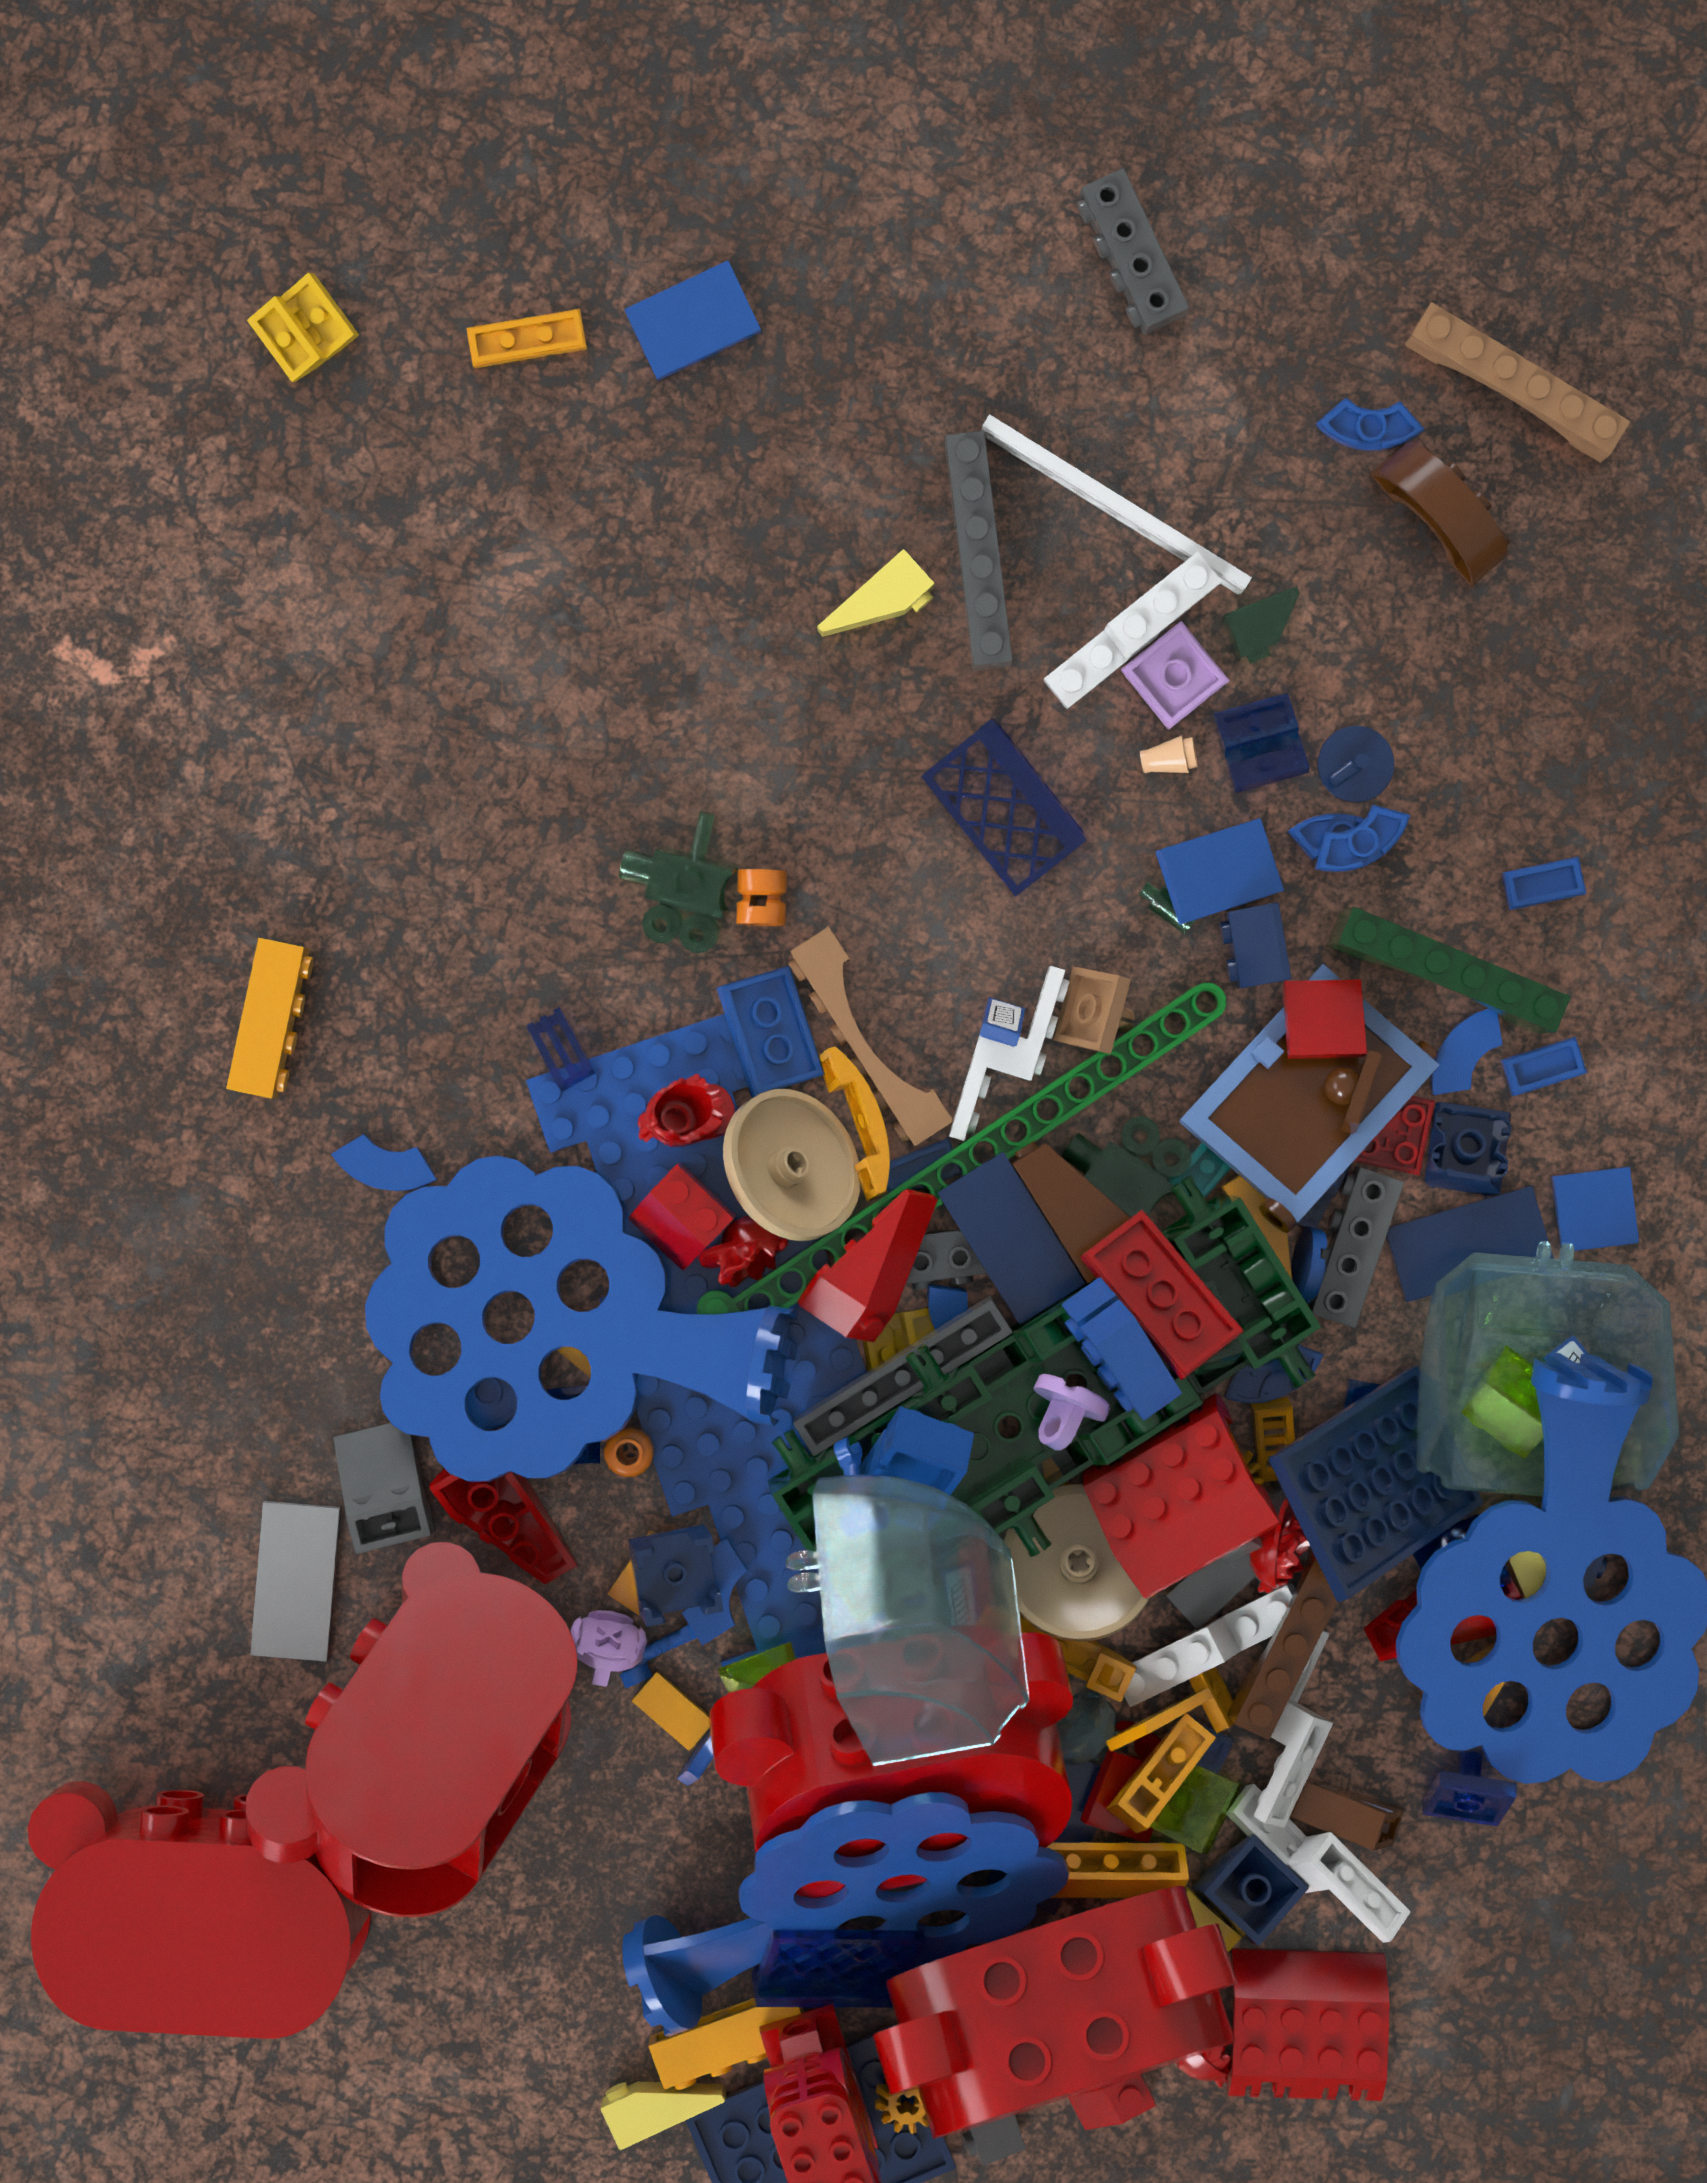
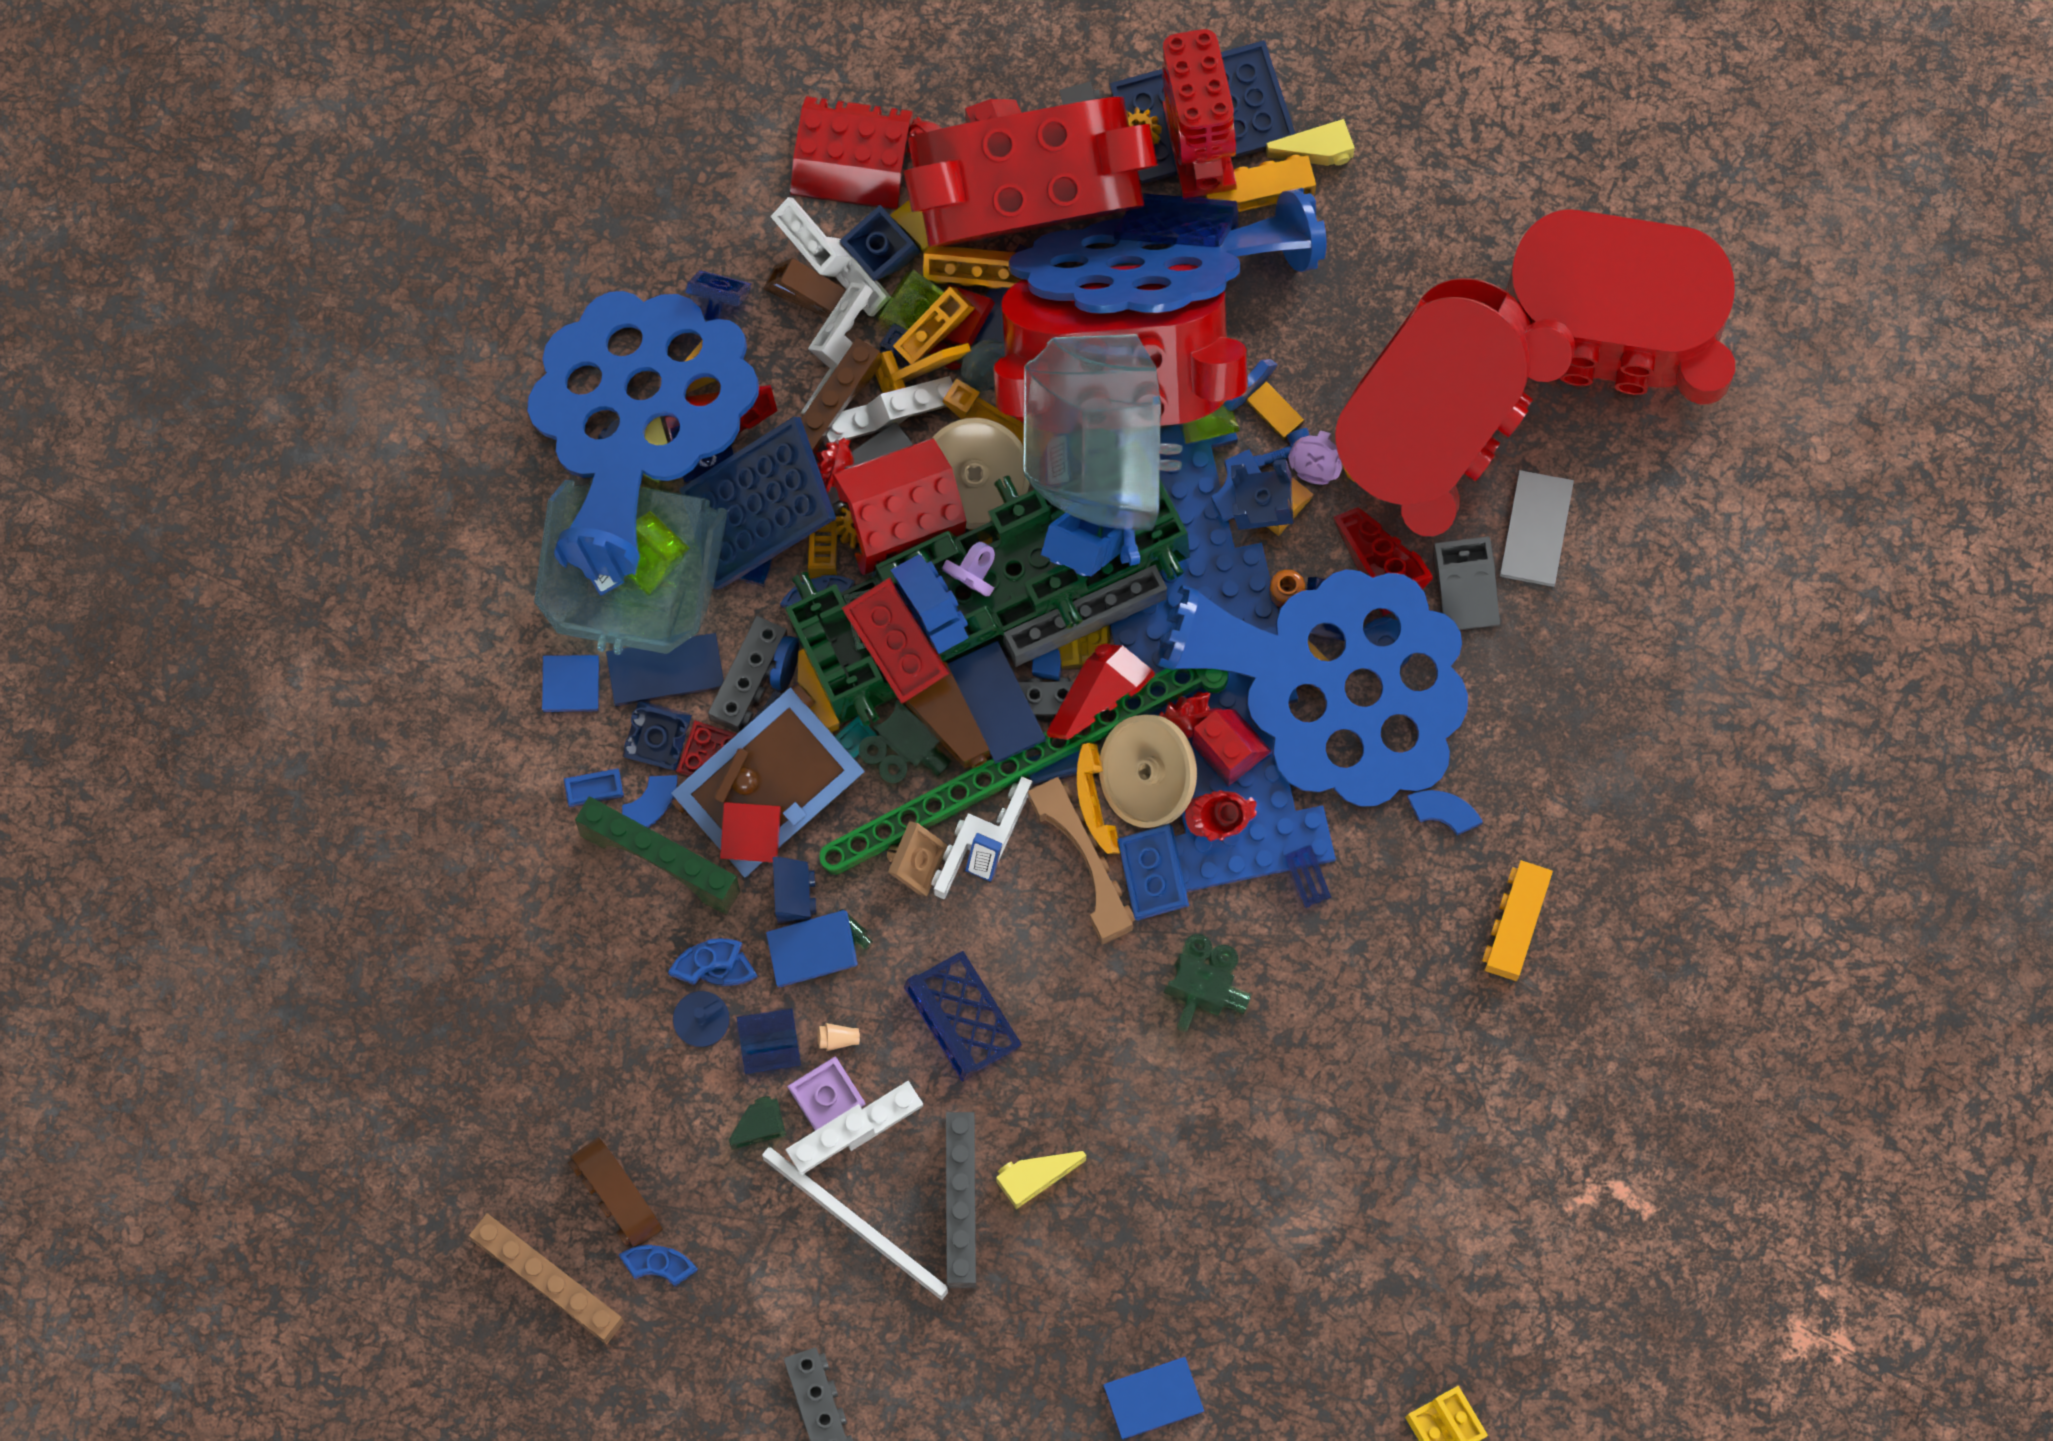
camera: 170 degrees left, 15 degrees down
(526, 338) = (1279, 1399): light orange tile -> none
(761, 883) = (1149, 977): orange wheel -> none
(1543, 883) = (575, 917): blue tile -> none

